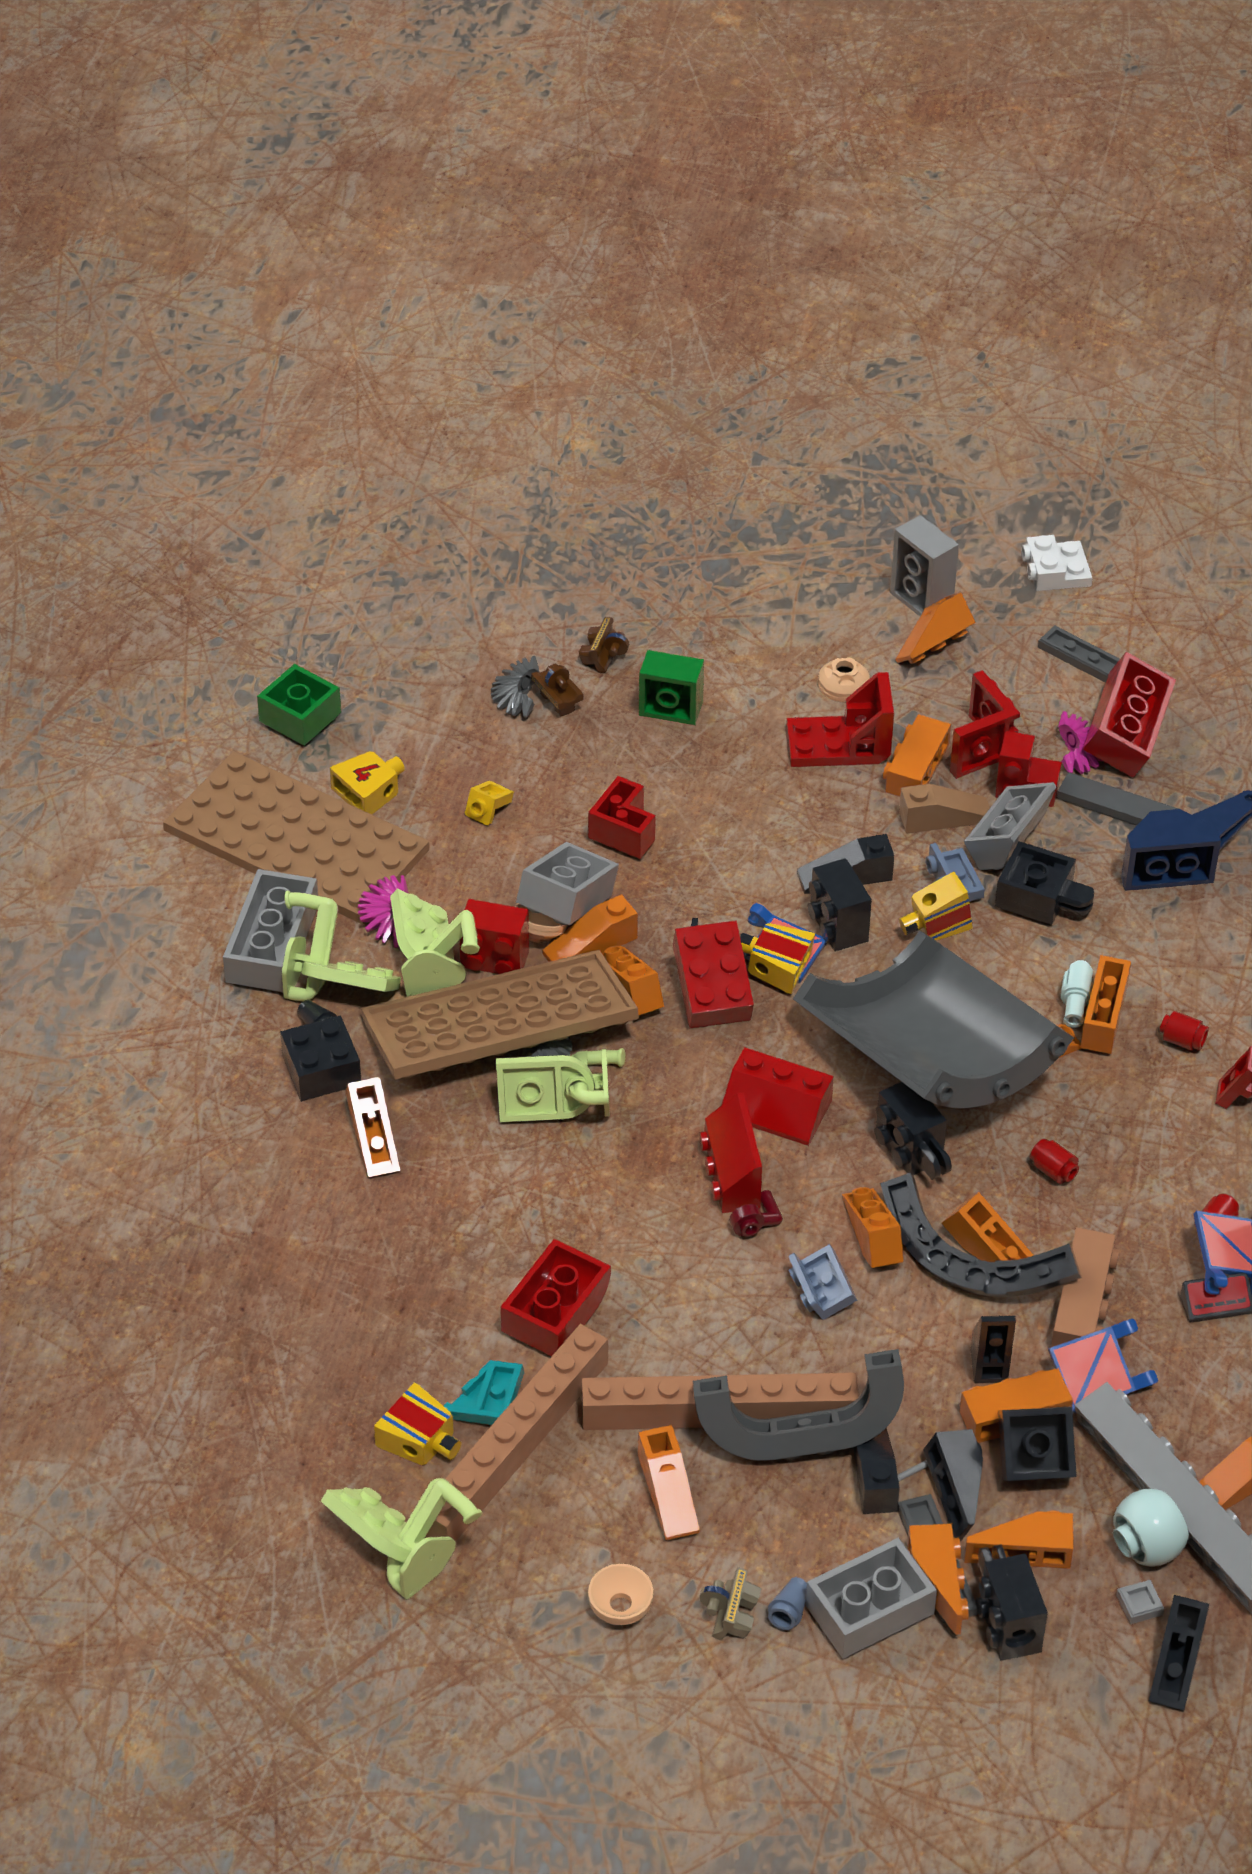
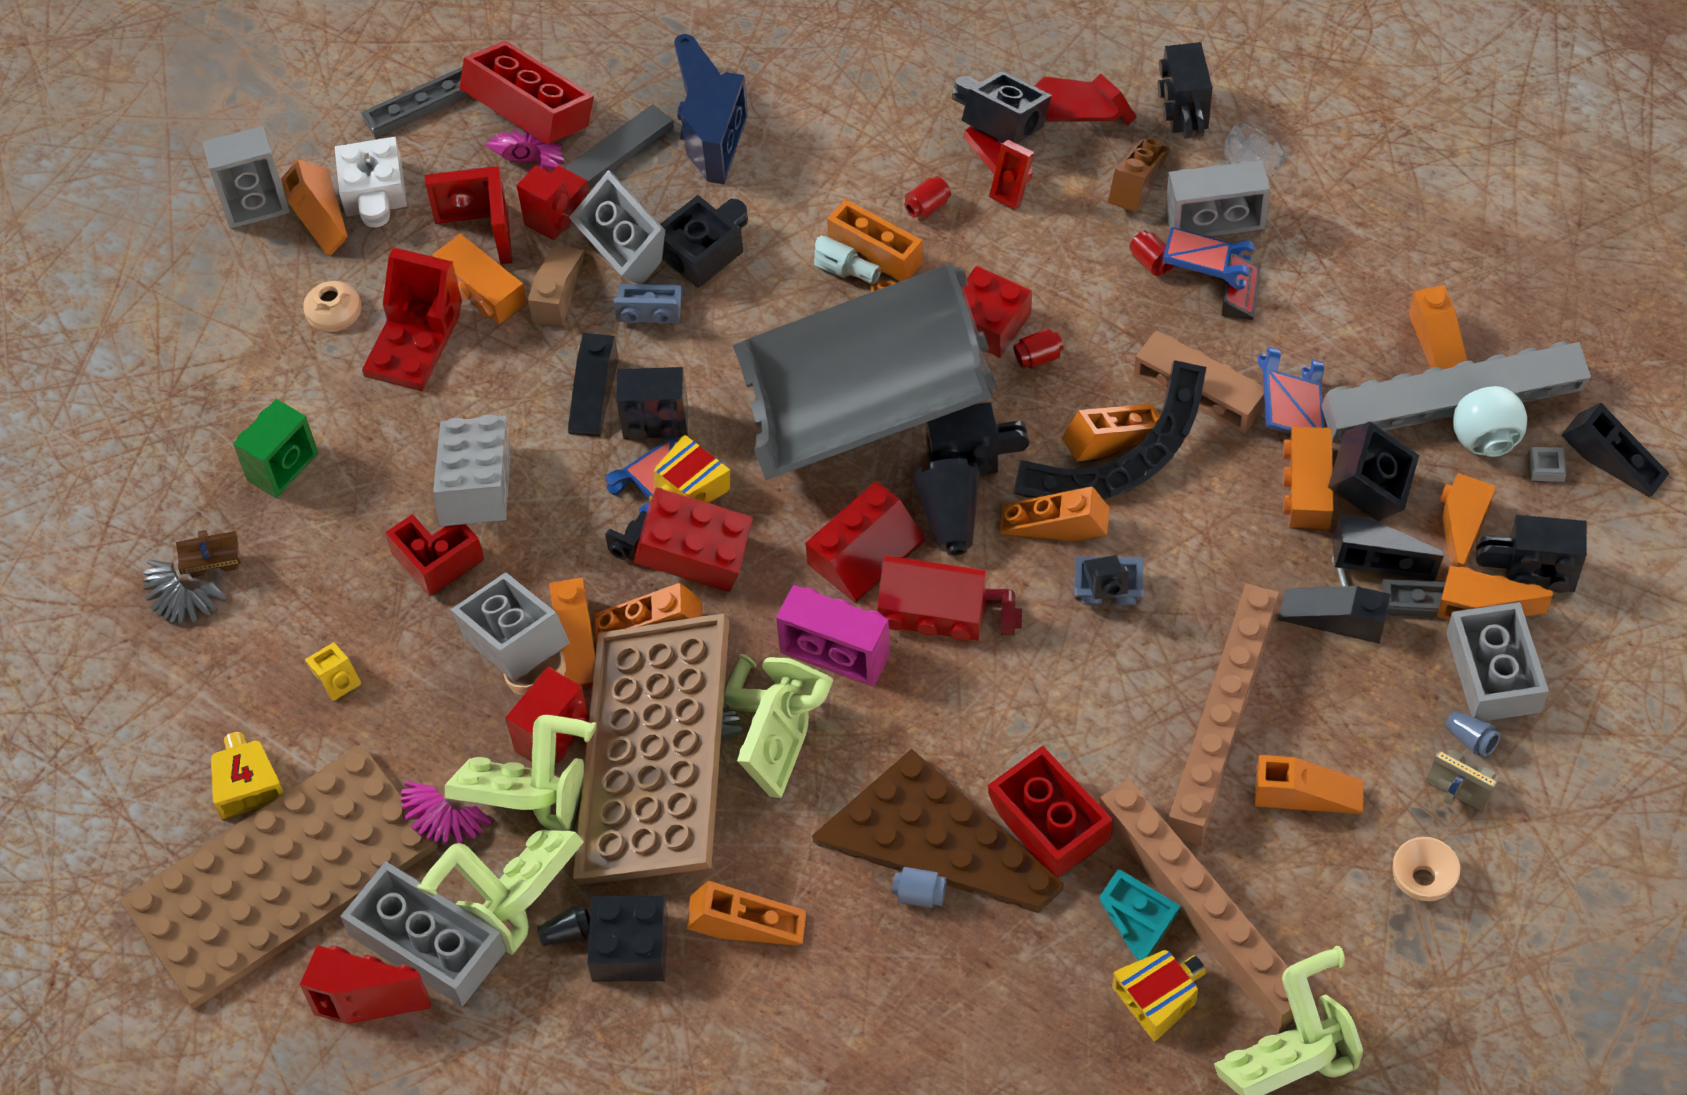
camera: 65 degrees left, 10 degrees up
(206, 902) = (360, 988): none -> red slope
(299, 704) = (93, 807): green brick -> none
(448, 1235) = (919, 887): none -> sand blue brick
(507, 1230) = (927, 824): none -> reddish brown wing
(603, 645) = (175, 503): reddish brown hips -> none
(662, 1097) = (833, 635): none -> dark pink brick
(706, 809) = (472, 470): none -> light grey brick
(807, 1432) = (1293, 638): dark grey arch -> none
(812, 1267) = (1106, 577): none -> black bracket
(843, 1140) = (950, 502): none -> black cone
(939, 909) = (695, 326): yellow torso -> none
(981, 646) = (371, 184): none -> white brick
(992, 1348) = (1250, 466): black slope -> none
(1055, 564) = (277, 82): white plate -> none
(1075, 1110) = (997, 307): none -> red brick

